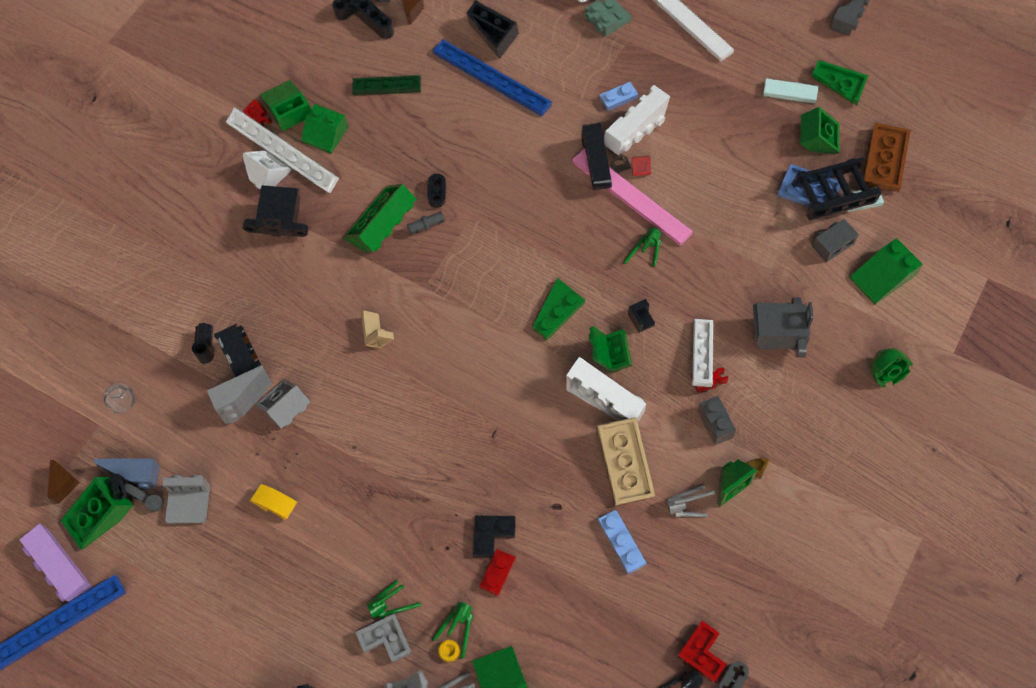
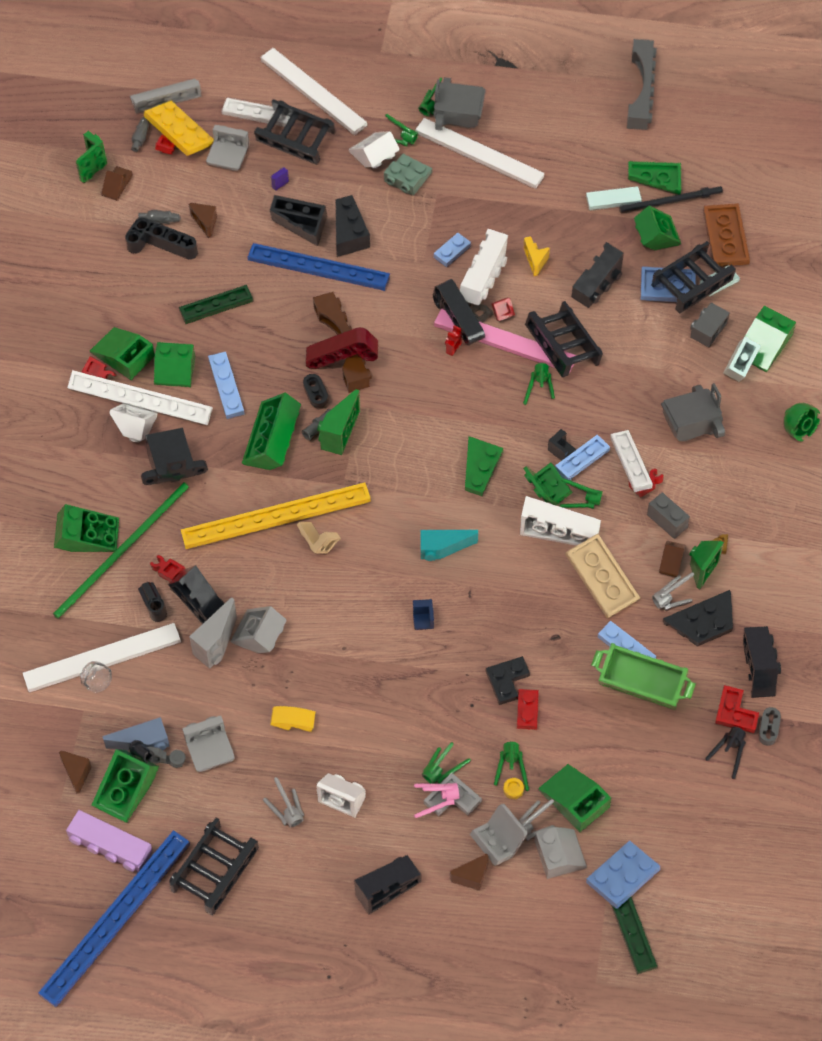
camera: 25 degrees left, 5 degrees down
(137, 380) = (108, 655): none -> white tile
(152, 634) = (223, 883): none -> black fence
(178, 257) = (85, 530): none -> green slope
(198, 286) = (109, 562): none -> green piece
(228, 600) = (292, 815): none -> light grey plant
(231, 315) = (167, 570): none -> red plate
(280, 595) = (340, 794): none -> white slope
(349, 297) = (275, 515): none -> yellow plate
(361, 161) = (226, 385): none -> light blue plate
(379, 633) = (448, 791): none -> bright pink plant
(439, 440) = (423, 614): none -> dark blue panel
(442, 228) = (339, 423): none -> green slope
(475, 156) = (342, 346): none -> dark red beam
(478, 181) = (329, 313): none -> reddish brown arch
(488, 375) = (442, 543): none -> teal slope
(531, 50) = (350, 227): none -> black wedge
(581, 182) = (453, 340): none -> red plate
(621, 583) = (643, 676): none -> bright green container
(651, 375) = (592, 496): none -> green plant
(656, 334) = (582, 457): none -> light blue plate
(672, 220) = (554, 350): none -> black fence
(693, 126) = (535, 257): none -> yellow slope
(703, 465) = (672, 558): none -> reddish brown slope
(711, 541) = (704, 620): none -> black wing
(744, 162) = (599, 277): none -> black wedge
(750, 608) = (761, 660): none -> black wedge
(853, 285) = (742, 359): none -> light aqua brick
(880, 110) = (703, 192): none -> black bar

